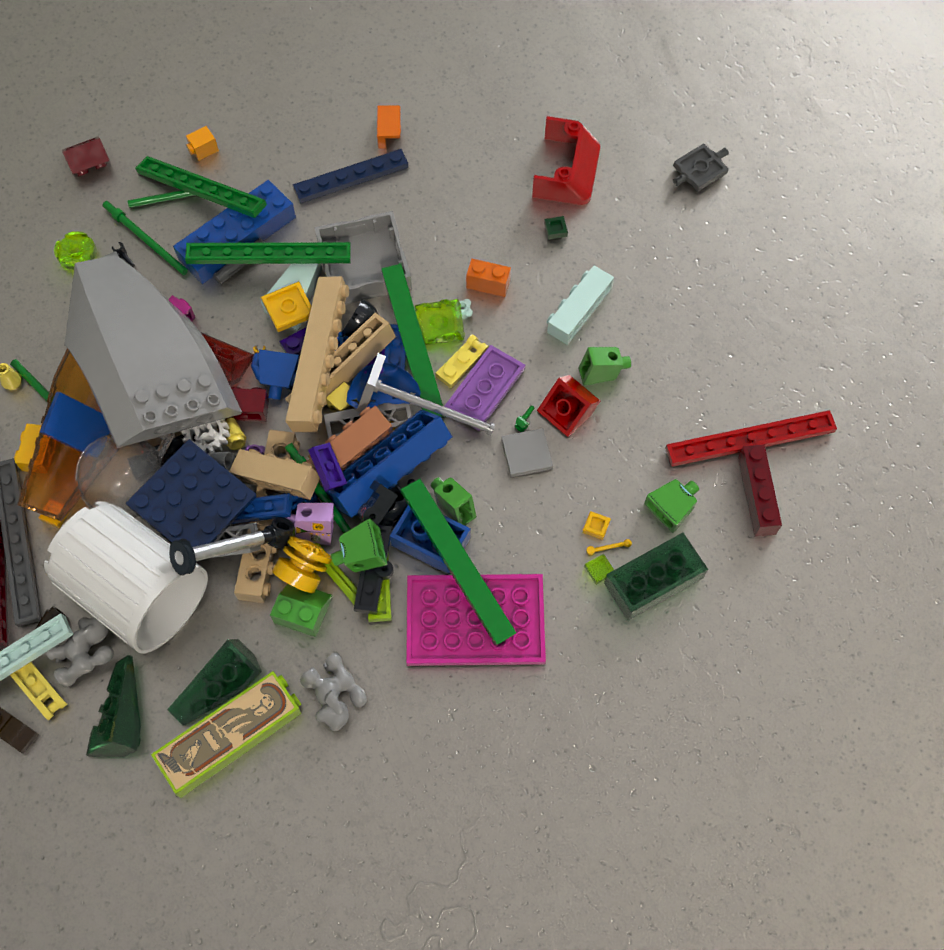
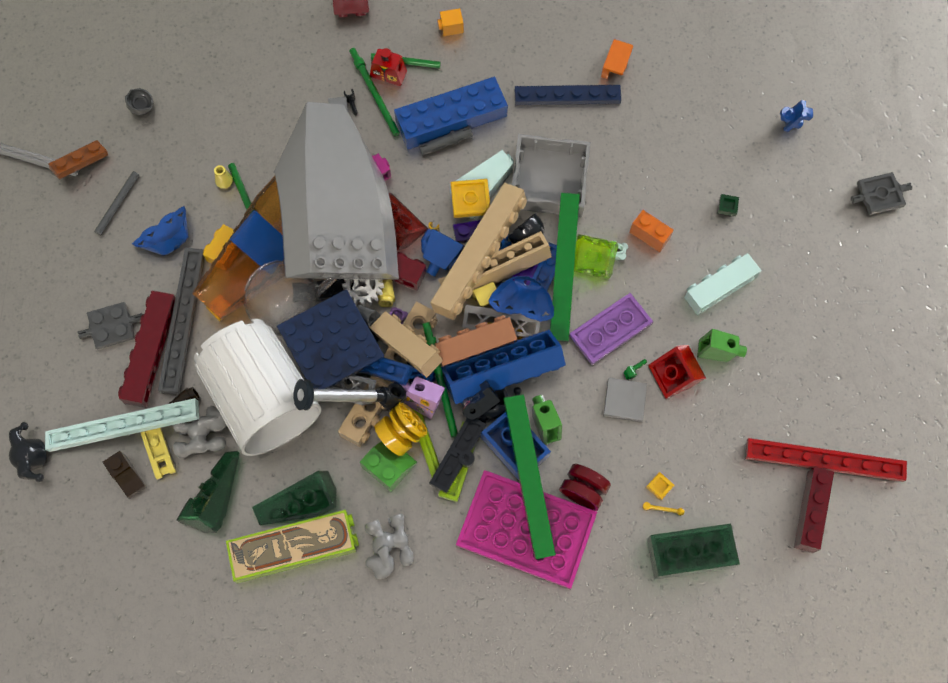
camera: 20 degrees right, 5 degrees up
(74, 240) = (317, 92): clear neon green plate -> none
(151, 207) = (388, 67): none -> red torso
(201, 186) = (436, 63): green tile -> none
(268, 253) = (471, 144): green tile -> none
(327, 466) = (450, 355): dark purple plate -> none
(361, 548) = (453, 434): bright green torso -> none
(375, 385) = (516, 296): light grey tile -> none
(461, 362) = (600, 298): light yellow plate -> none
(520, 551) = (585, 487): none -> dark red wheel
(575, 183) = (758, 170): red windscreen -> none
(590, 117) = (795, 116): none -> blue hips
(598, 568) = (648, 525): clear neon green tile -> none
(672, 503) = (733, 492): bright green torso -> none

